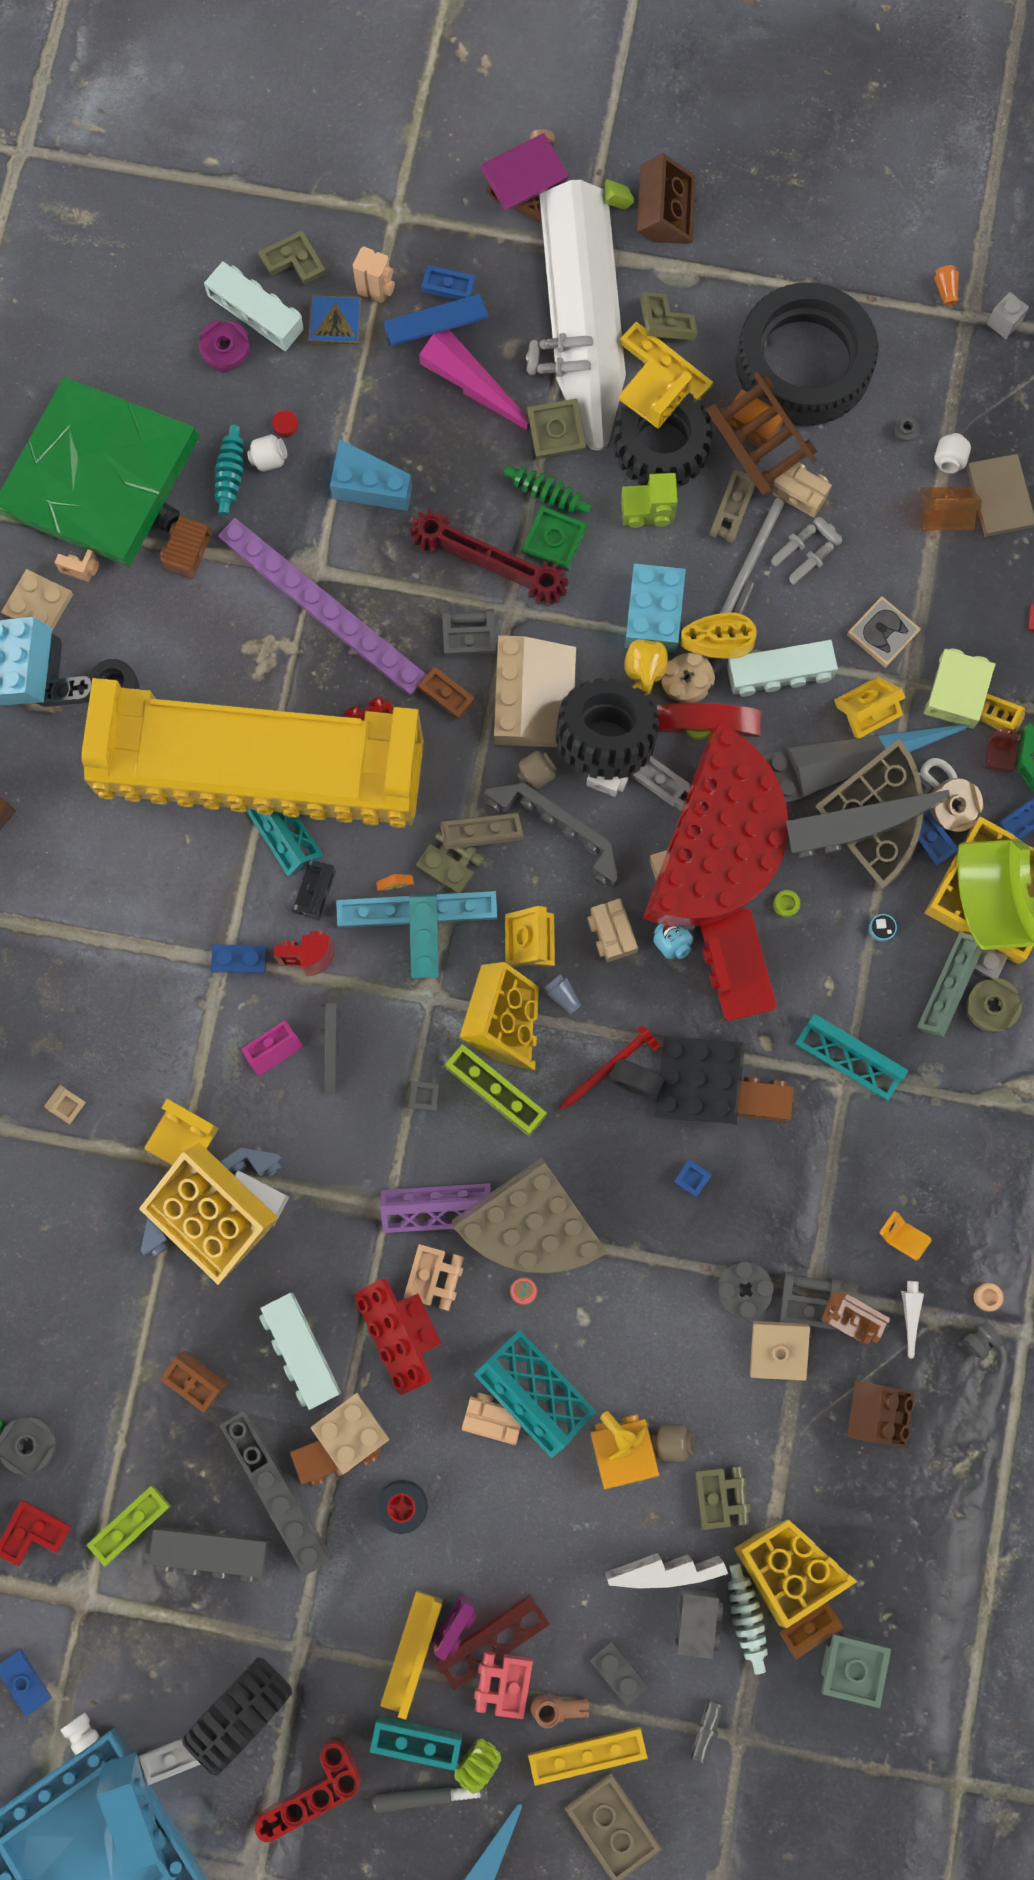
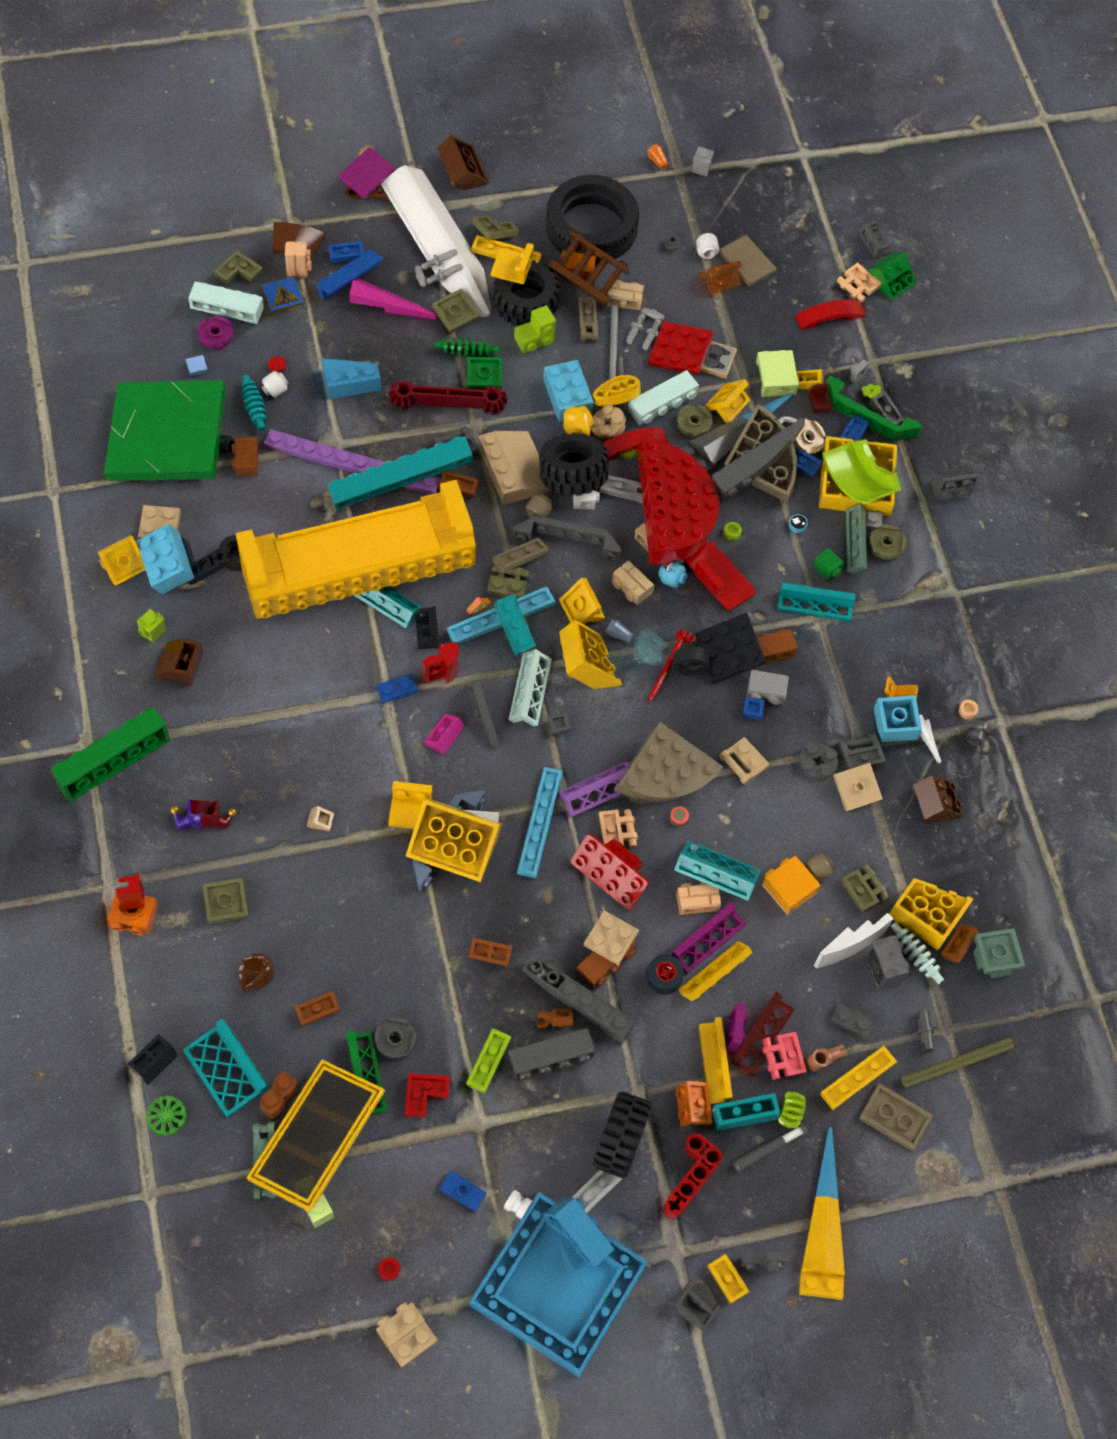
camera: 30 degrees left, 15 degrees down
(76, 568) = (178, 493): light nougat bracket -> none
(180, 386) = (196, 365): none -> light blue tile
(240, 1507) = (558, 1017): none -> dark orange plate
(300, 1350) = (552, 906): light aqua brick -> none
(339, 1223) = (539, 822): none -> medium azure tile
(359, 1698) = (694, 1103): none -> orange bracket
(372, 651) = (400, 472): none -> teal brick
(390, 238) = (291, 232): none -> reddish brown slope
(406, 1025) = (527, 684): none -> light aqua fence
(469, 1529) = (715, 971): none -> yellow plate
(480, 1469) = (705, 931): none -> magenta fence
(495, 1090) = (604, 700): lime brick -> none
(597, 1028) = (648, 648): none -> clear light blue plate
(618, 195) = (430, 170): lime slope -> none
(624, 1439) = (789, 865): yellow plant -> none
(654, 1246) = (748, 757): none -> tan plate
(724, 1156) = (767, 686): none -> light grey piece
(729, 1791) = (957, 1062): none -> olive axle
(814, 704) = (691, 429): none -> olive plate
(842, 599) = (680, 348): none -> red plate
(854, 1318) = (894, 747): dark orange hinge -> none
(880, 1276) = (897, 718): none -> medium azure brick
(894, 1008) = (828, 564): none -> green brick

